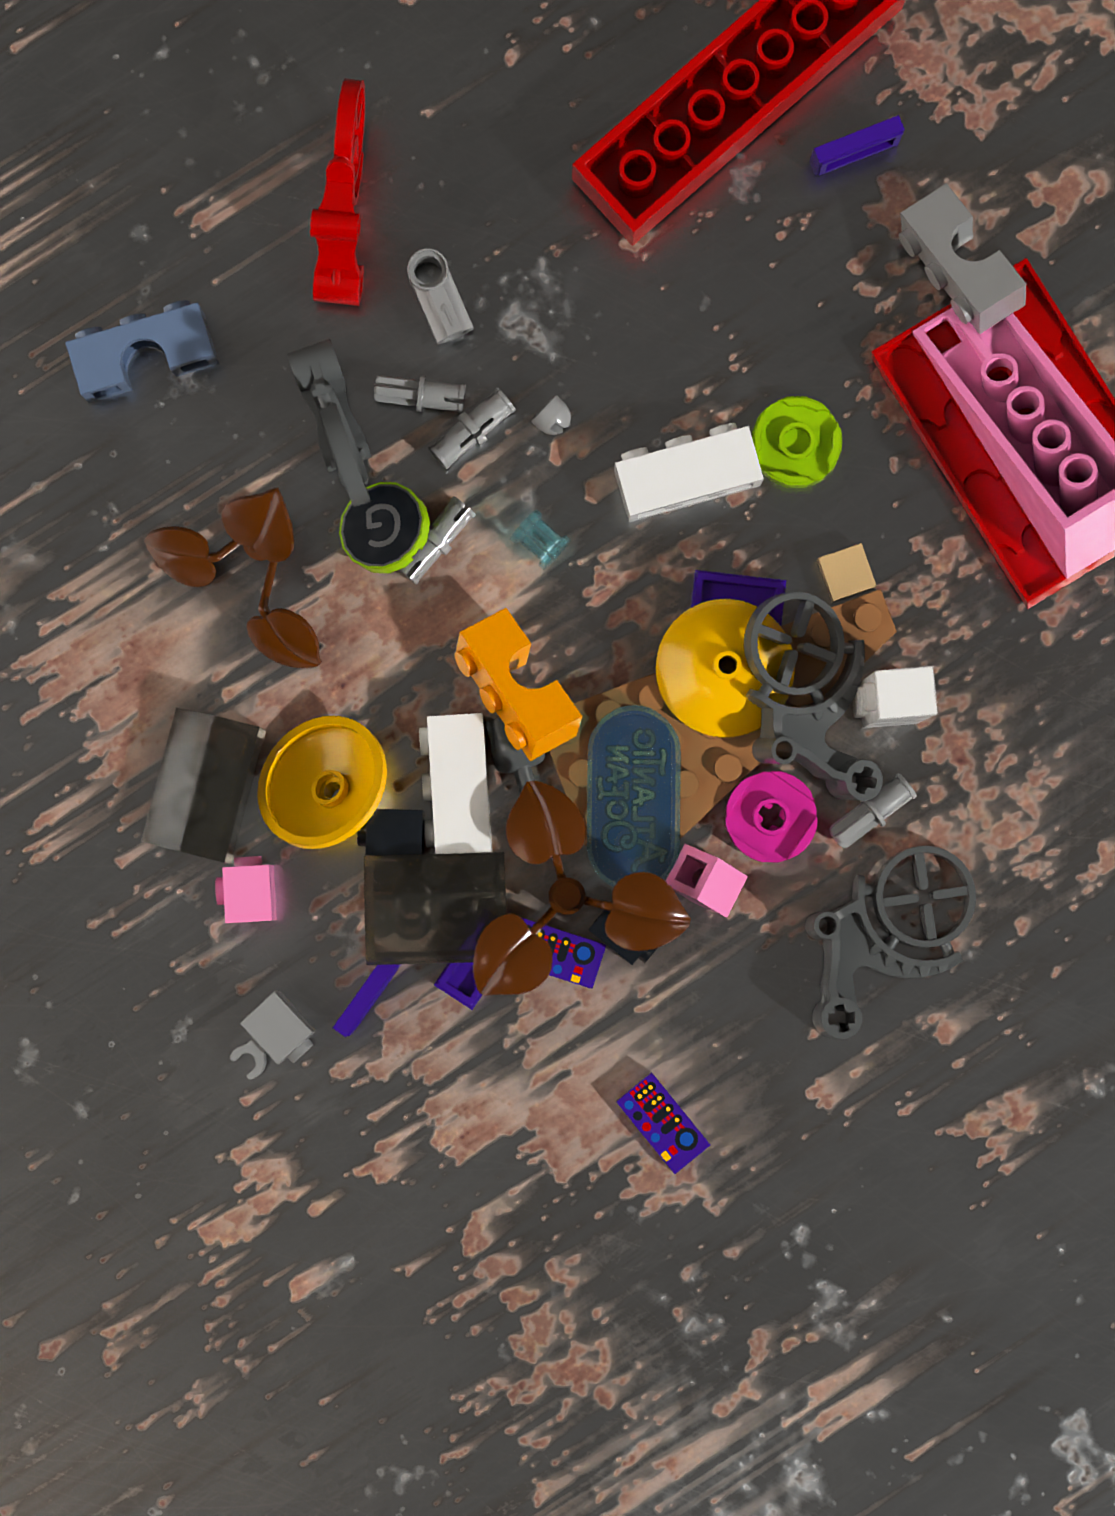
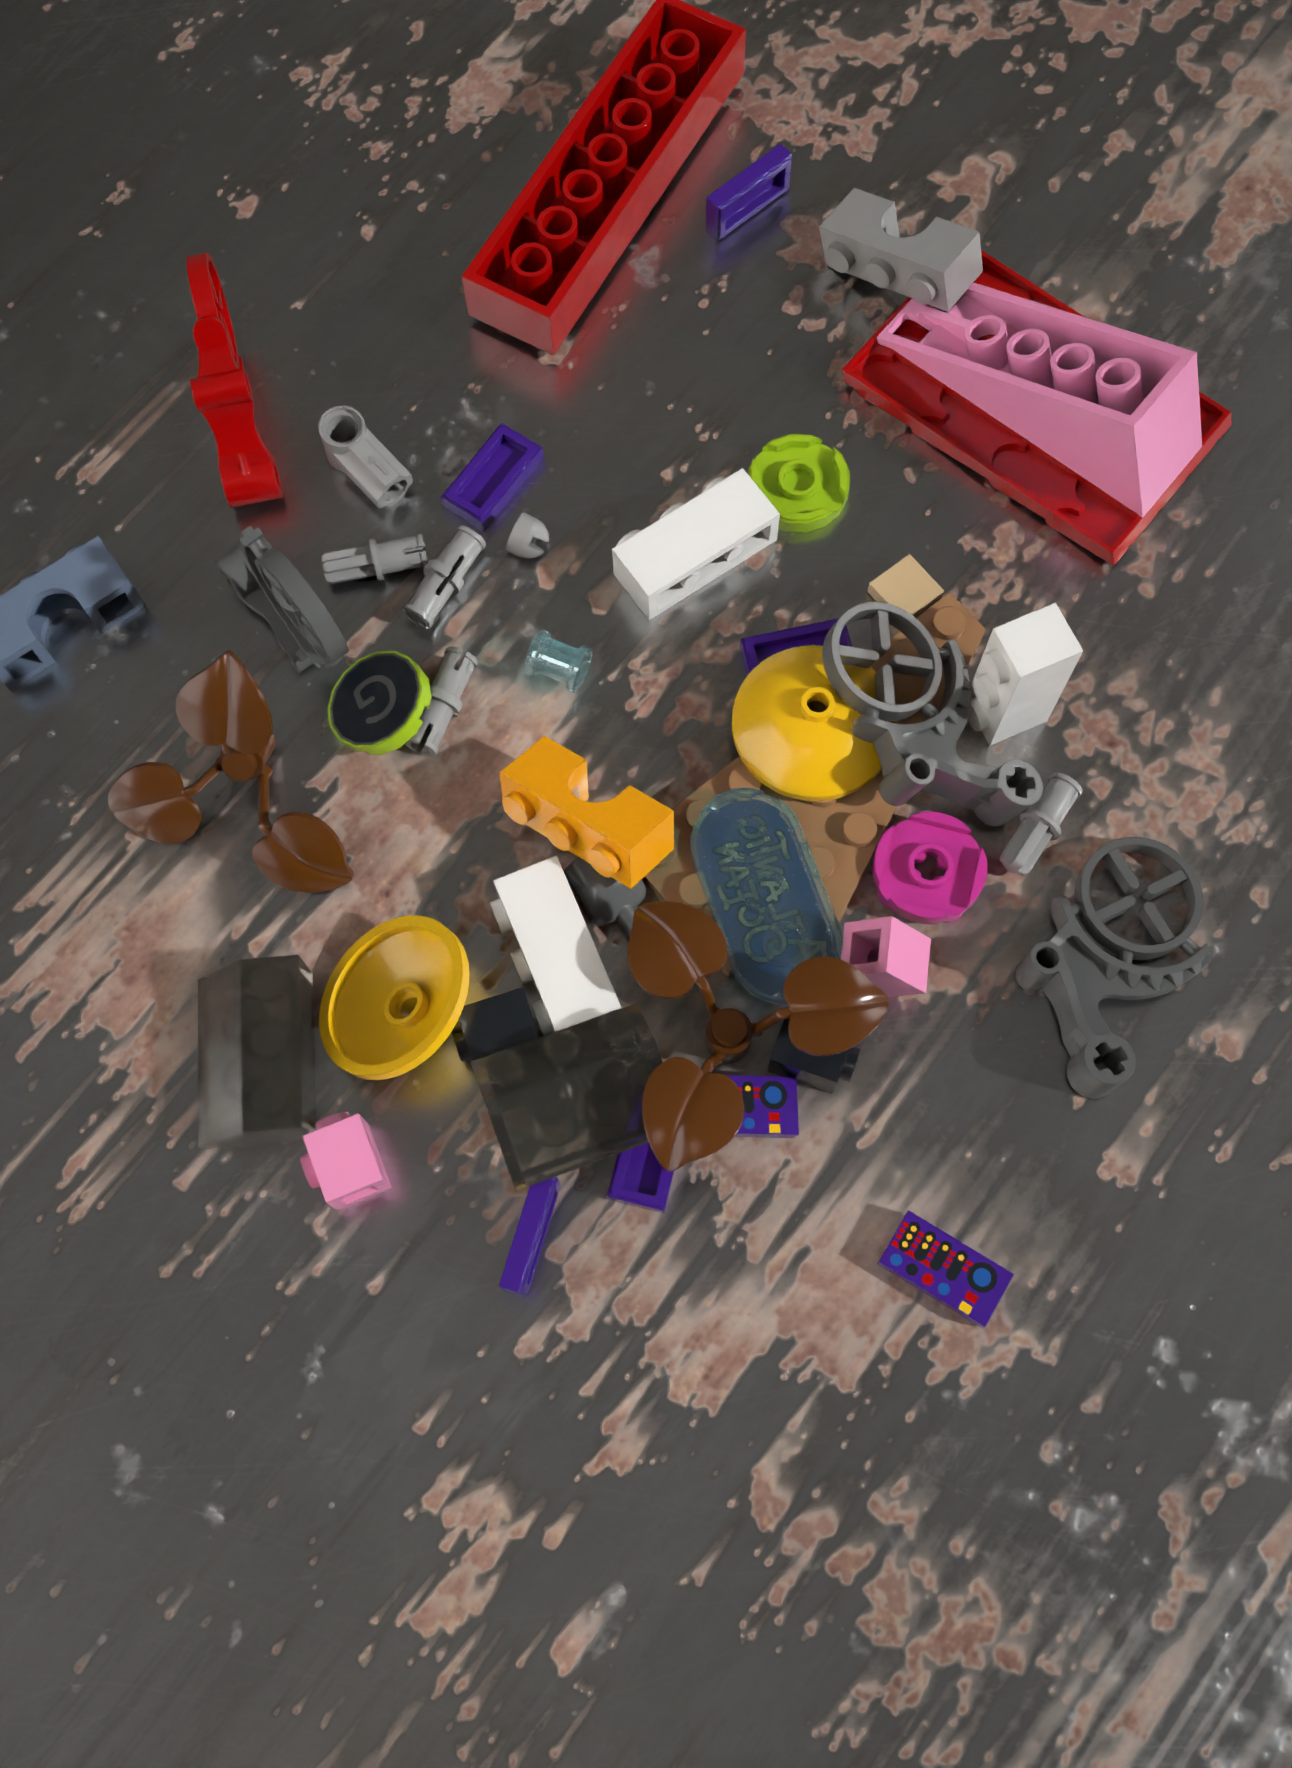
camera: 15 degrees left, 15 degrees down
(276, 1030) = (431, 1319): light grey brick -> none
(542, 346) = (492, 477): none -> dark purple tile

